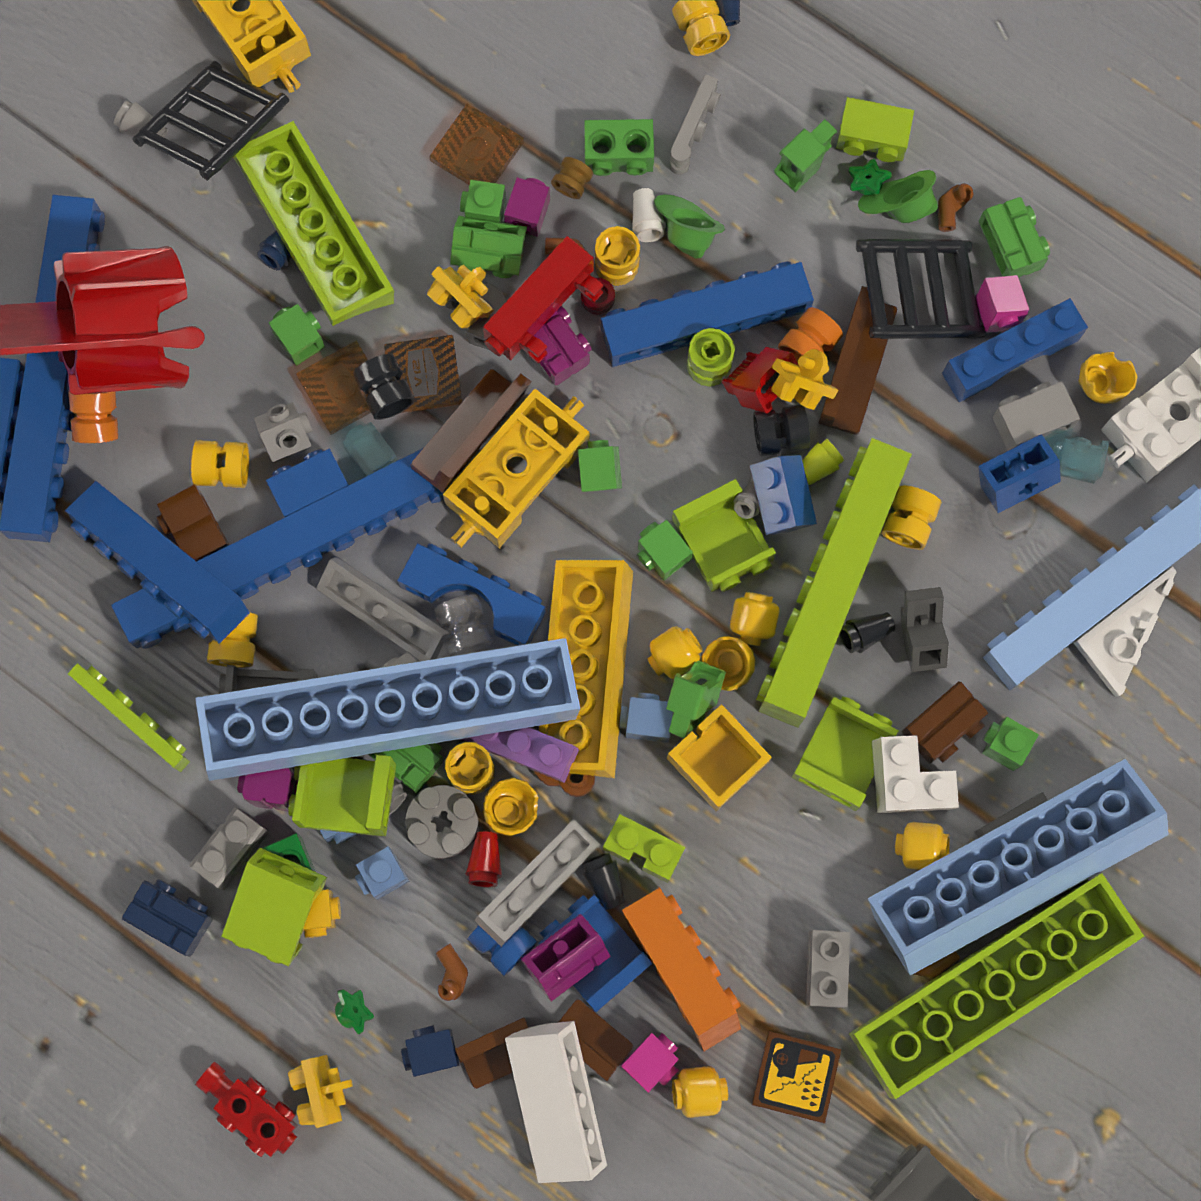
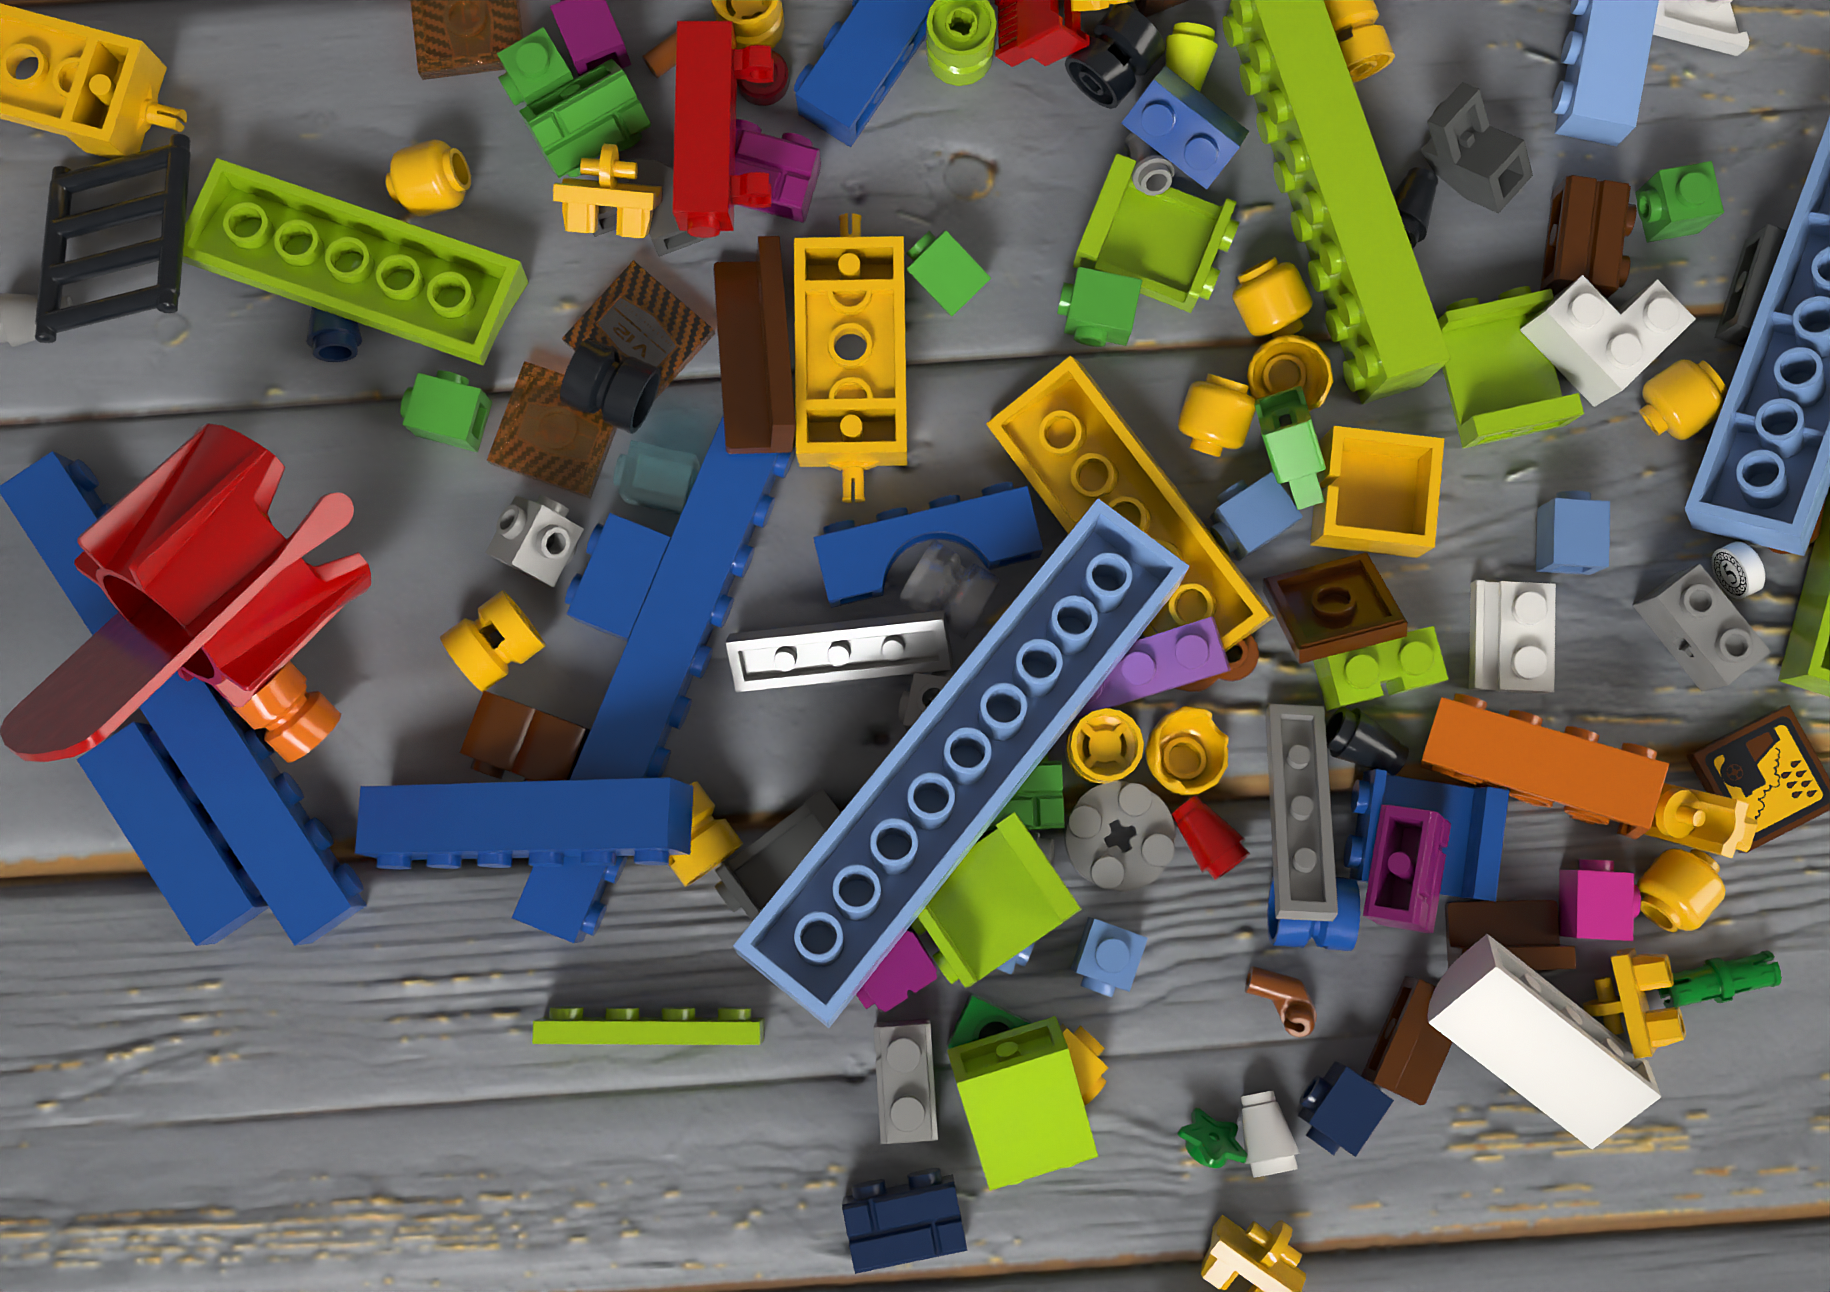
camera: 40 degrees left, 5 degrees up
(381, 1033) = (1267, 1136): none -> white cone
(388, 212) = (428, 178): none -> yellow head
(622, 1126) = (1634, 976): none -> yellow hips
(646, 797) = (1334, 607): none -> reddish brown tile
(680, 1157) = (1722, 979): none -> green pin
(729, 893) = (1512, 636): none -> white plate
(736, 1062) = (1702, 821): none -> yellow hips
(802, 864) = (1573, 534): none -> medium blue brick
(875, 957) = (1738, 569): none -> white tile

